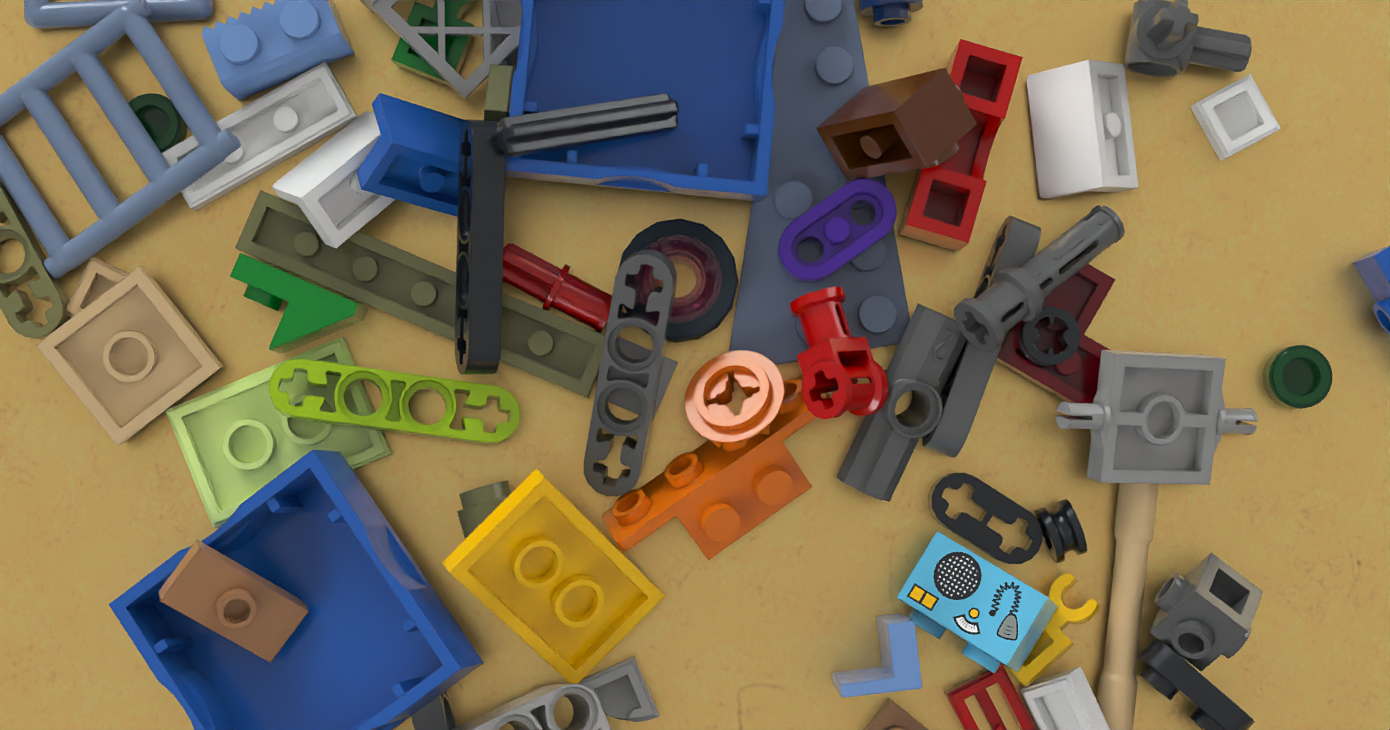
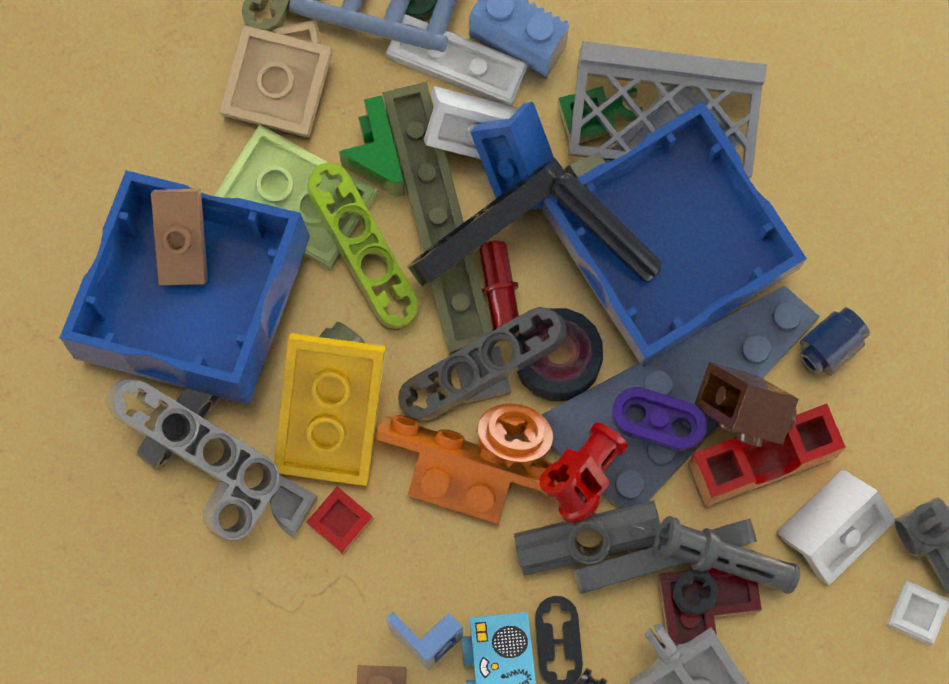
camera: 55 degrees right, 10 degrees down
(679, 652) = (340, 520): none -> red tile

